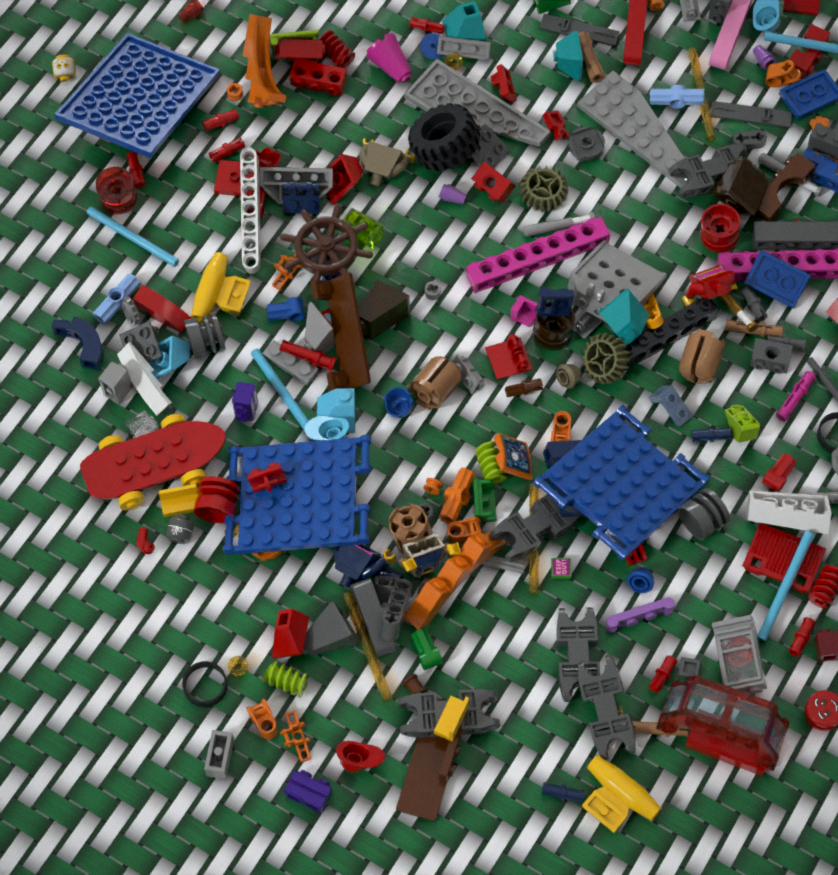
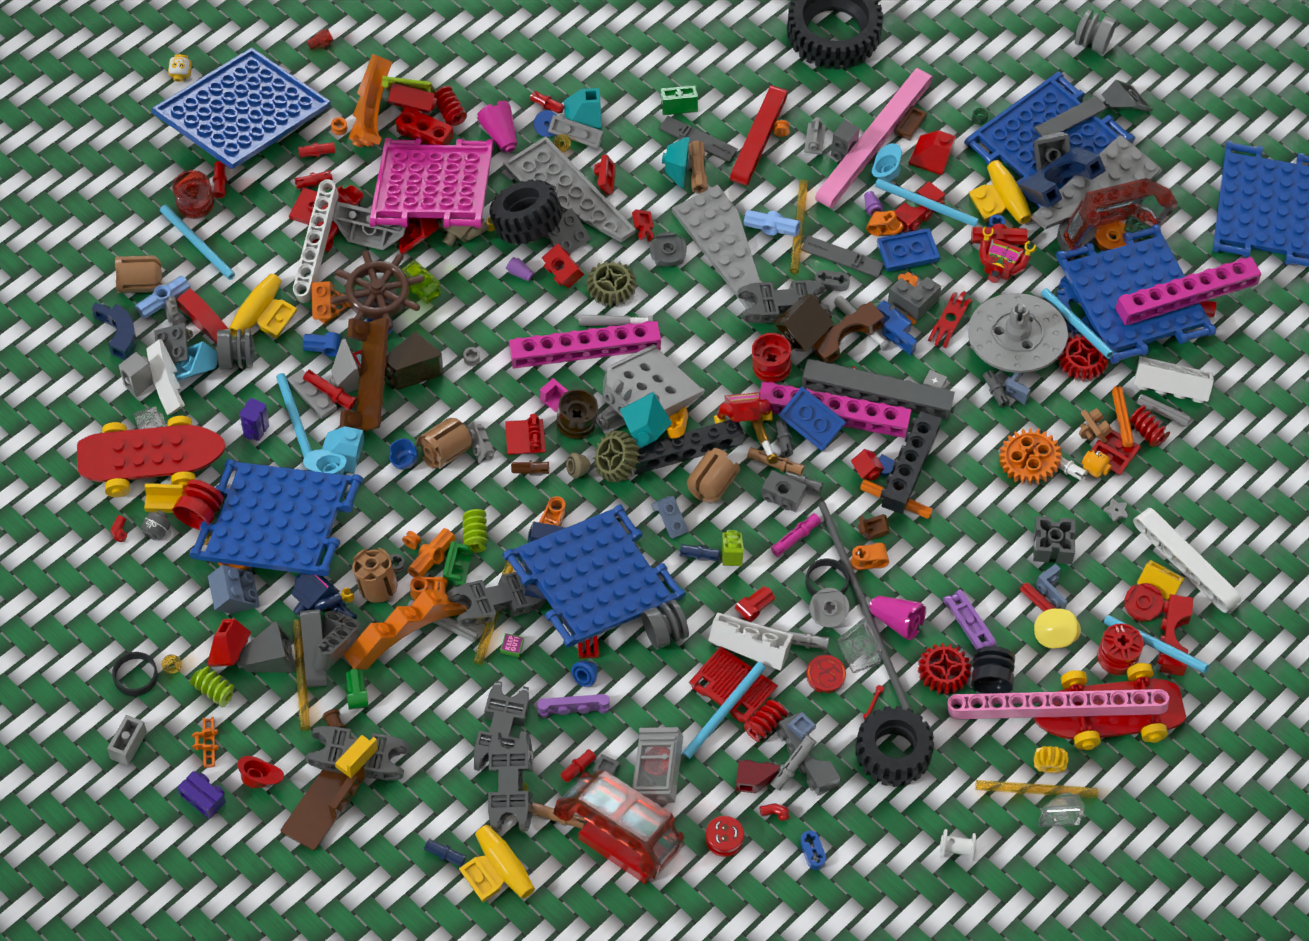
camera: 10 degrees right, 5 degrees down
(86, 281) = (138, 273): none -> medium nougat cylinder
(261, 717) = (179, 716): orange piece -> none
(266, 478) = (250, 494): red hips -> none
(273, 267) = (321, 300): none -> orange bracket
(275, 577) = (233, 590): none -> sand blue slope
(297, 202) = (374, 245): dark blue plate -> none
(346, 128) = (432, 182): none -> dark pink plate
(426, 555) = (380, 600): torso -> none
(513, 456) = (497, 528): slope -> none
(560, 304) = (584, 389): dark blue plate -> none
(801, 637) = (725, 762): red pin -> none

